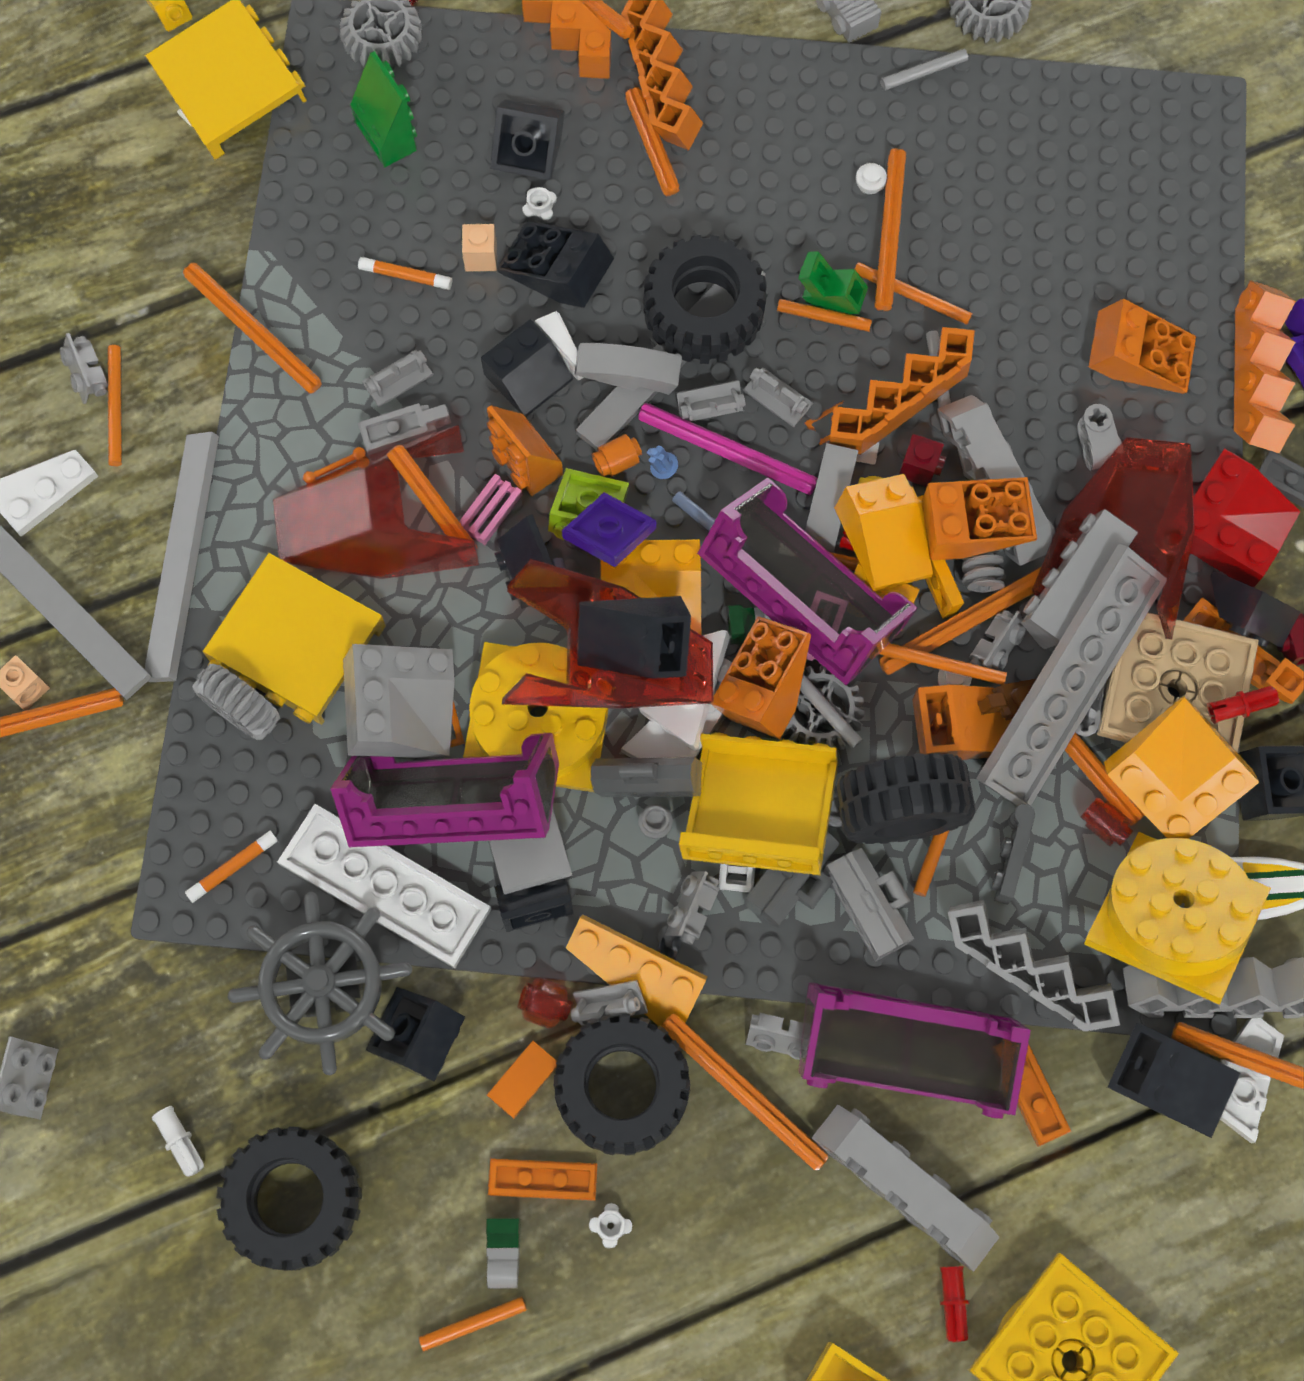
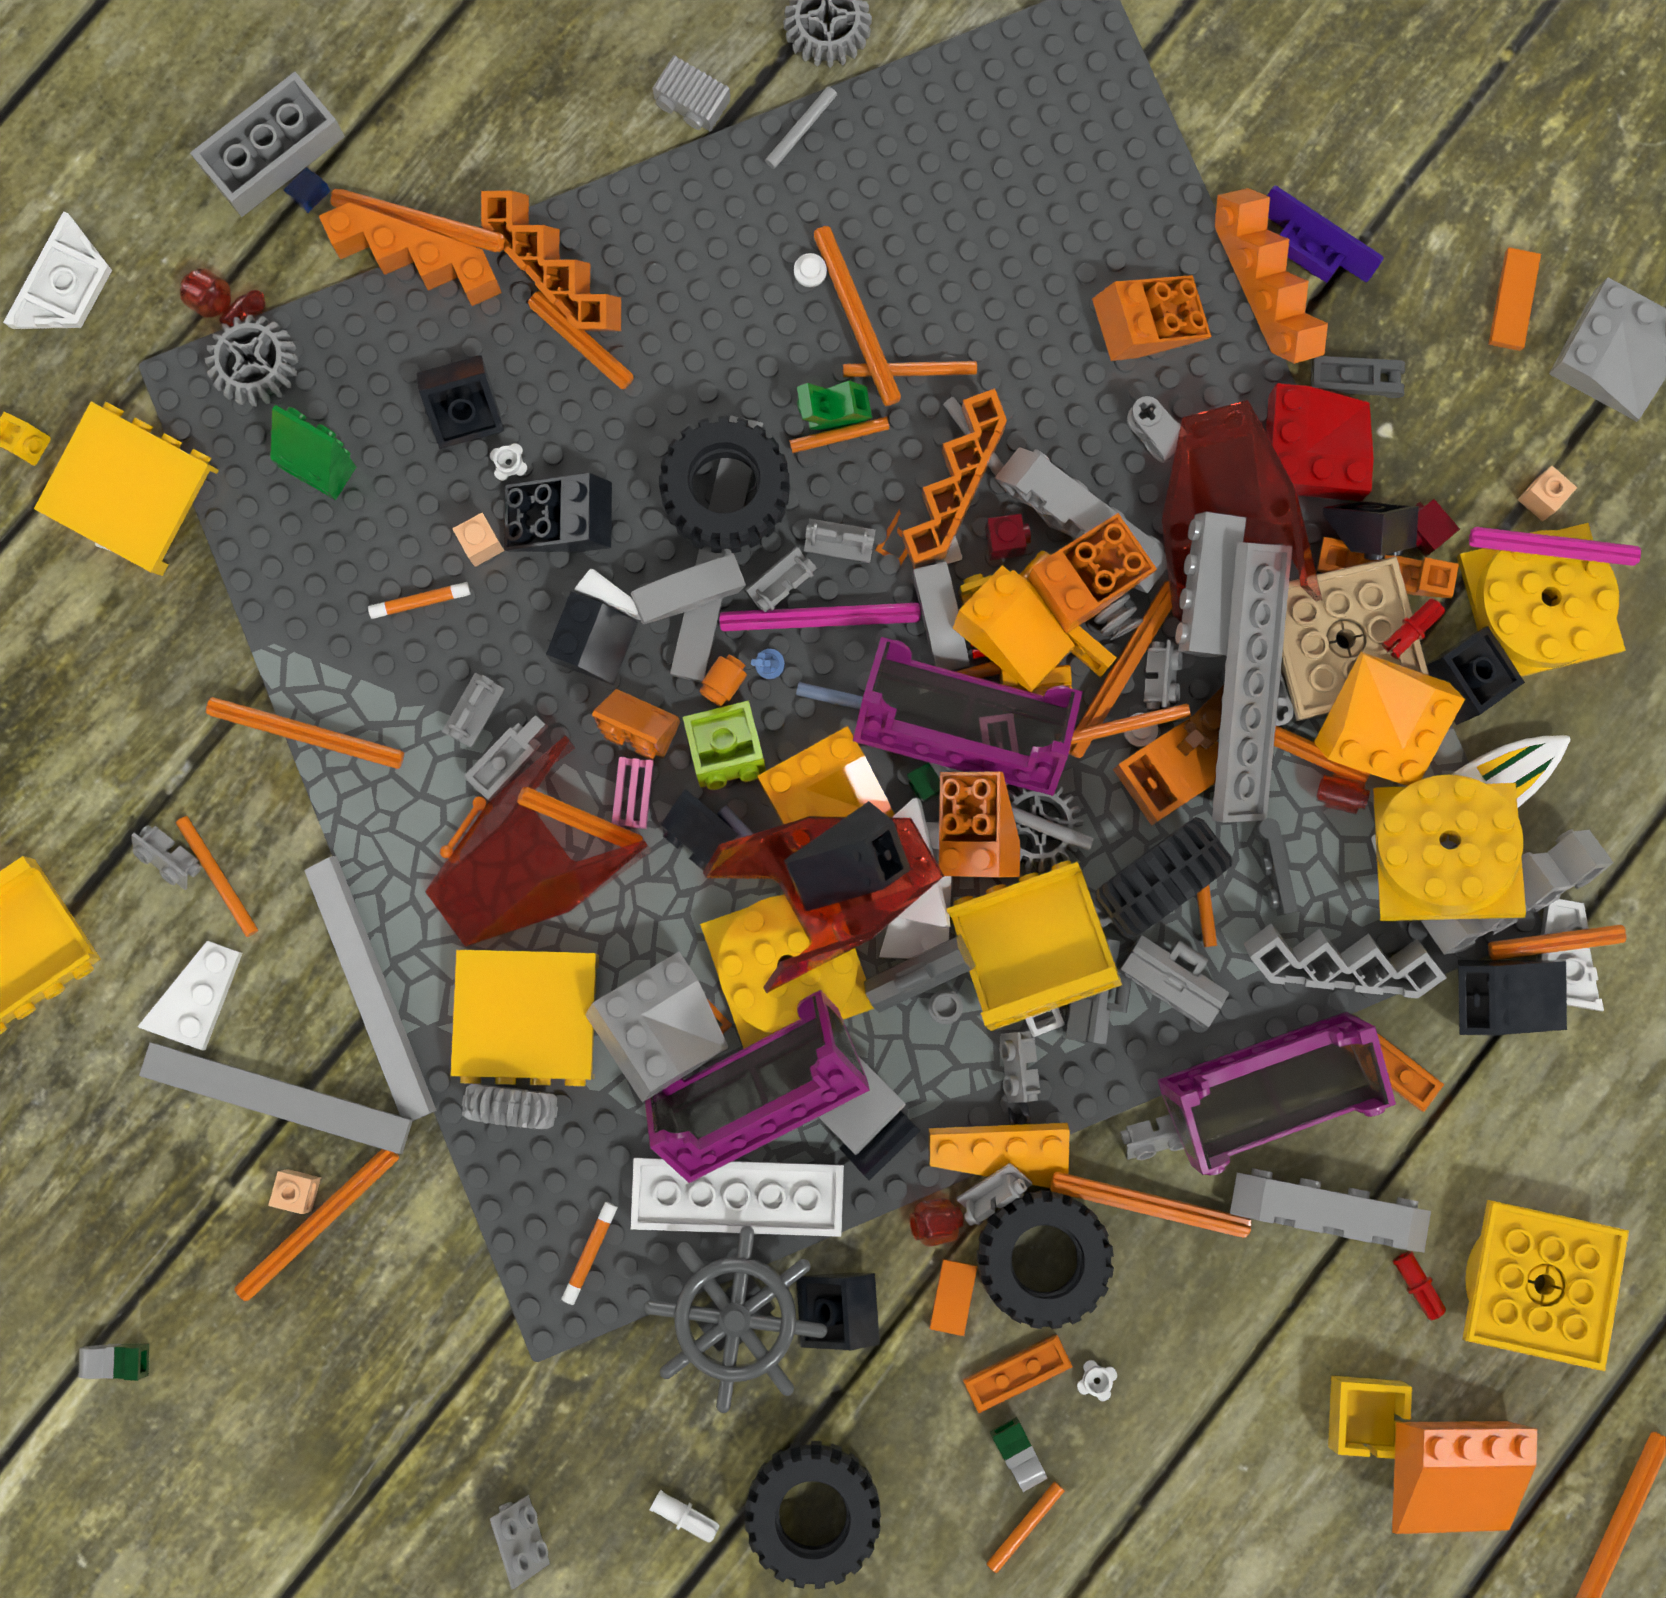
camera: 30 degrees left, 10 degrees up
(609, 529) = (762, 763): dark purple plate -> none

